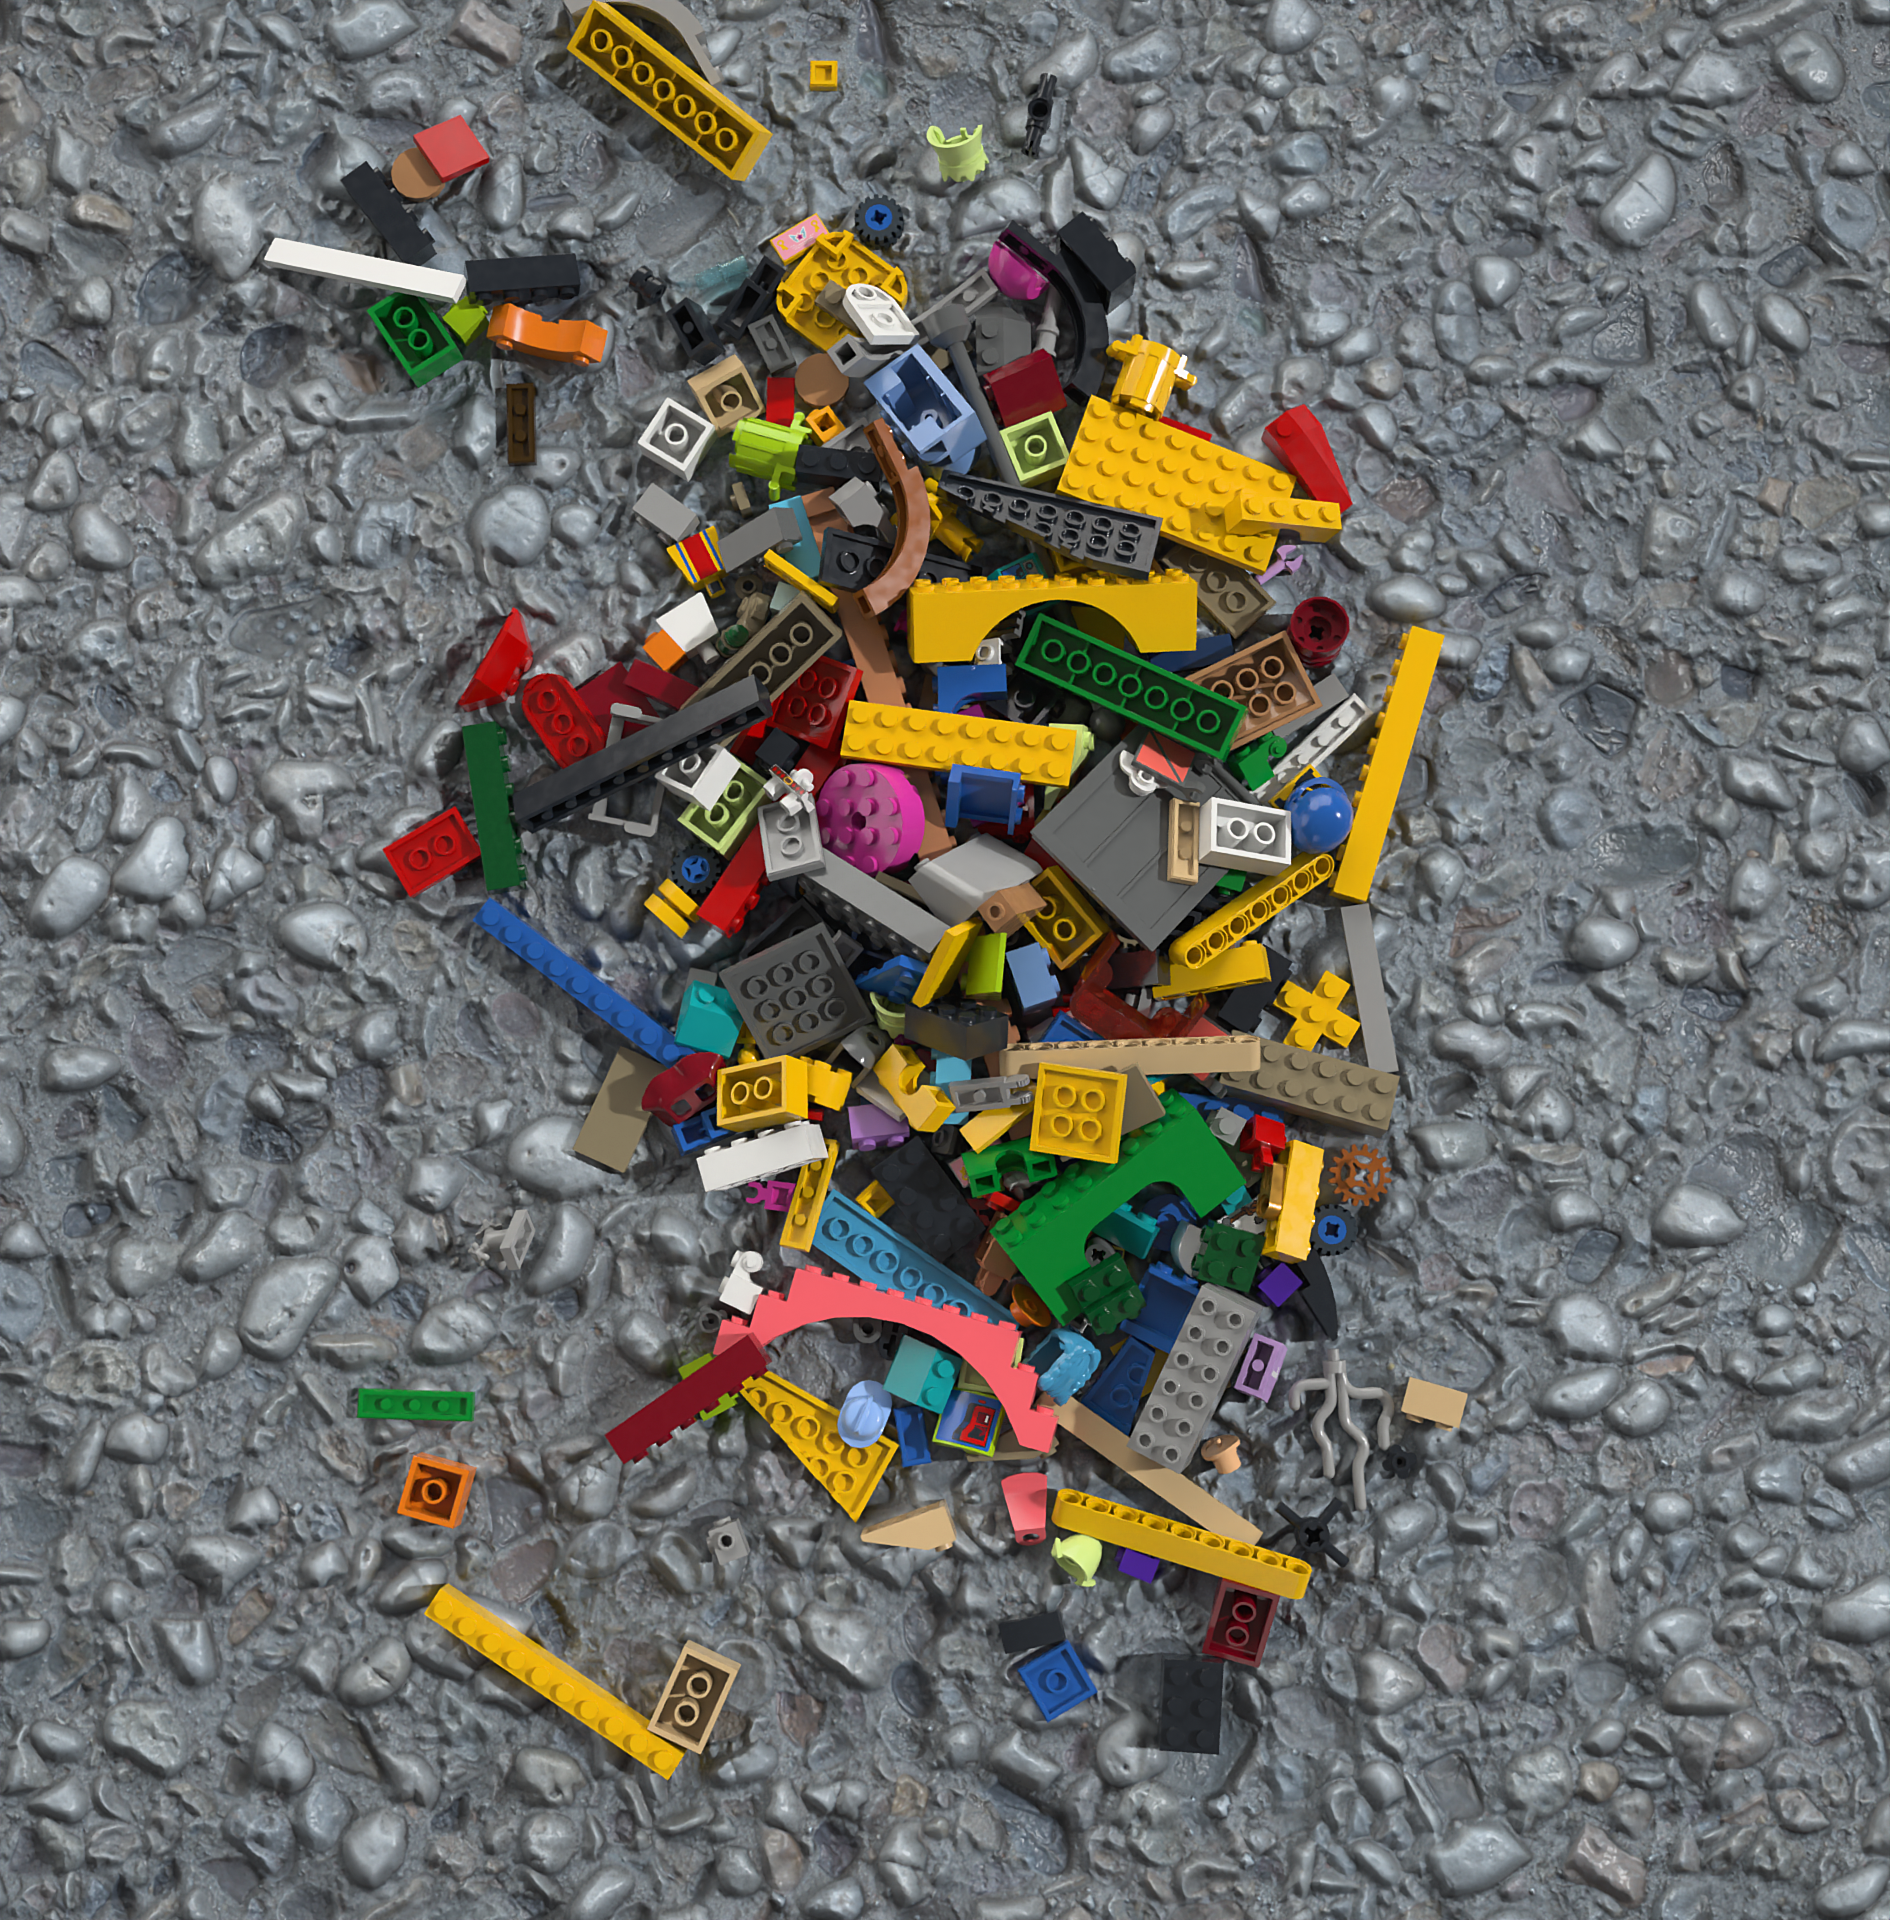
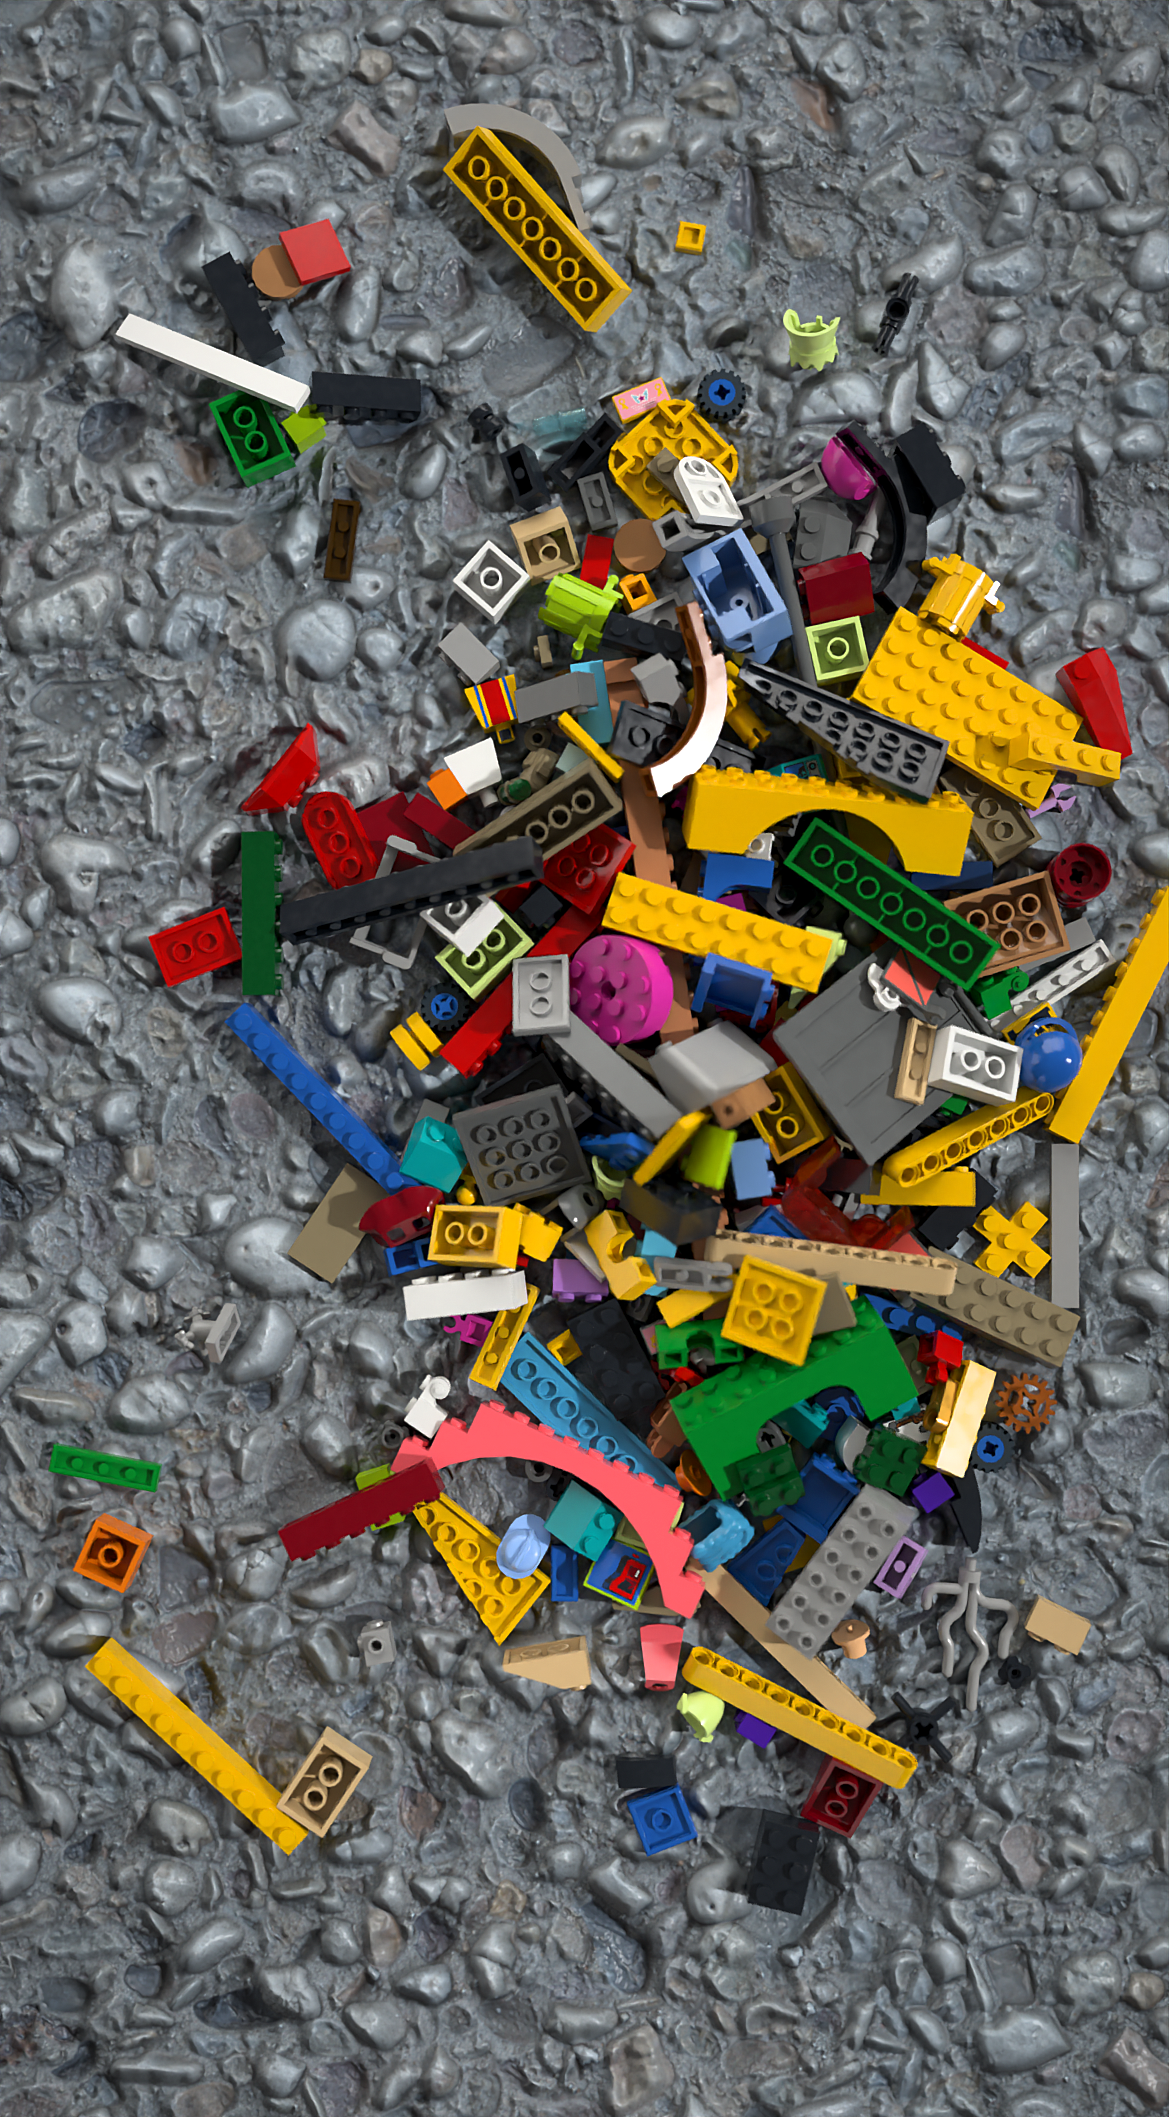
camera: 10 degrees right, 5 degrees up
(526, 332) = (395, 465): orange brick -> none
(794, 786) = (553, 957): white hips -> none
(1225, 1125) = (908, 1336): light grey brick -> none

